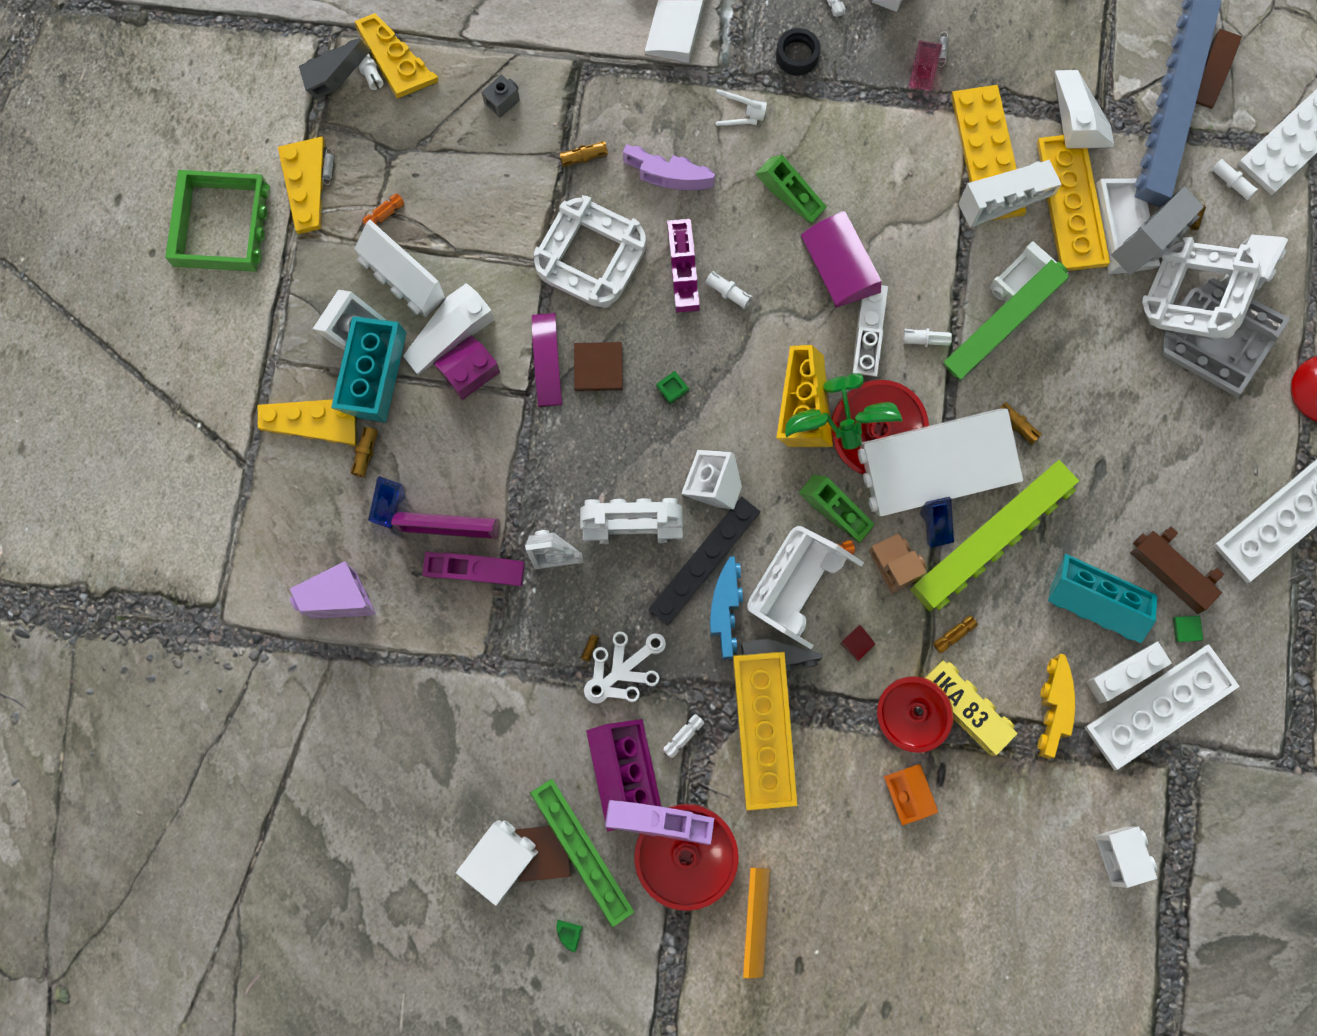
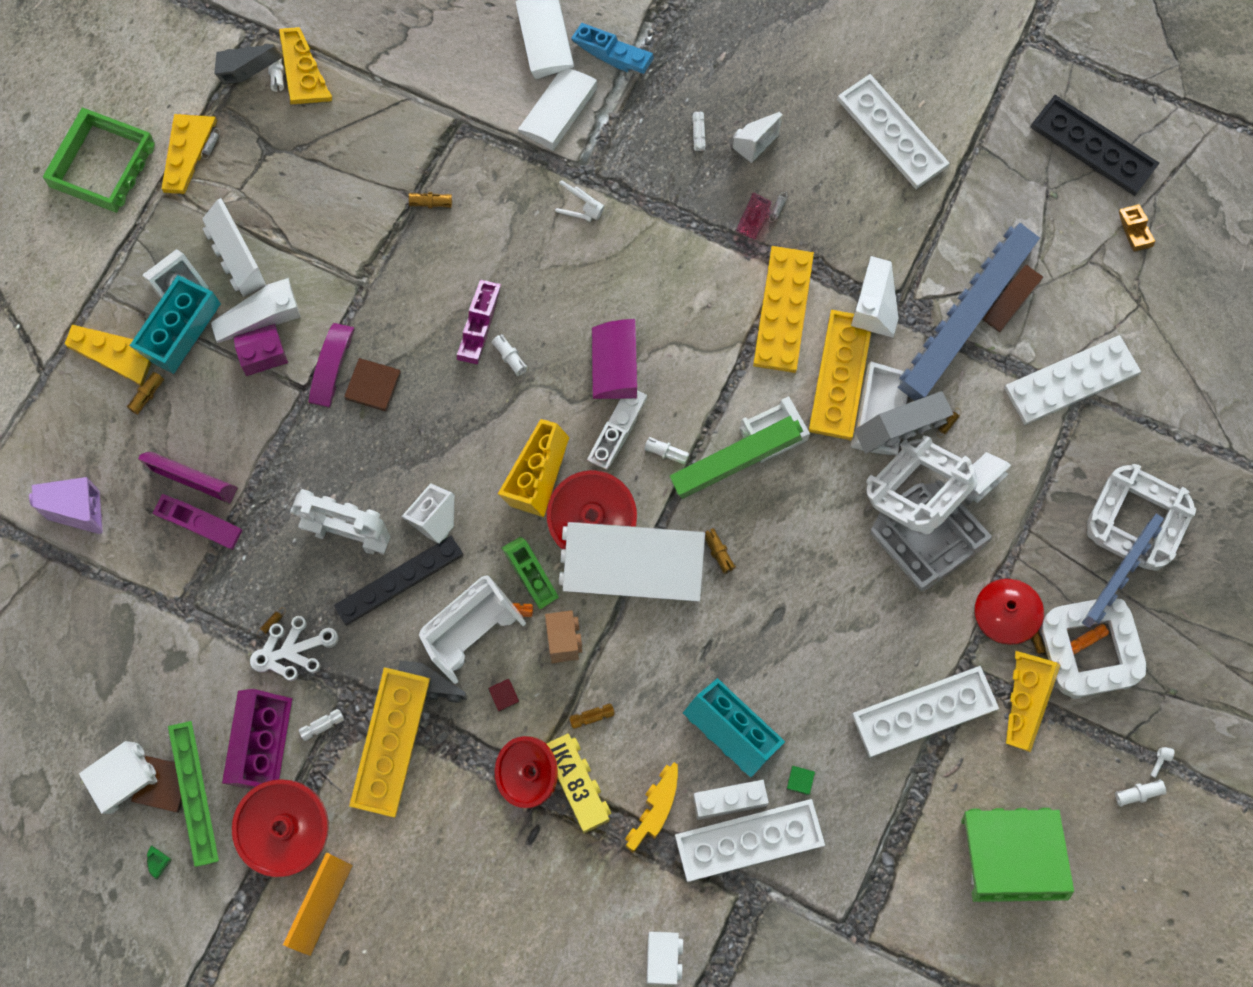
camera: 15 degrees right, 5 degrees down
(384, 210) = (242, 195): orange axle -> none
(386, 501) = (145, 439): clear blue slope -> none
(501, 95) = (379, 128): dark grey brick -> none
(550, 550) = (264, 526): white wedge -> none
(605, 222) = (386, 260): white plate -> none
(659, 821) = (264, 786): lavender slope -> none
(672, 387) = (429, 423): green tile -> none
(676, 174) = (501, 240): lavender slope -> none
(726, 598) = (402, 617): dark azure slope -> none
(790, 187) = (597, 285): bright green slope -> none
(798, 67) = (645, 156): black tyre -> none
(848, 430) = (560, 506): green plant -> none
(911, 794) = (499, 841): orange panel -> none
(938, 521) = (613, 612): clear blue slope -> none
(994, 535) = (658, 641): lime brick -> none
(1008, 192) = (782, 347): white wedge -> none
(1176, 571) = (807, 725): reddish brown brick -> none
(1234, 179) = (993, 400): white pin -> none

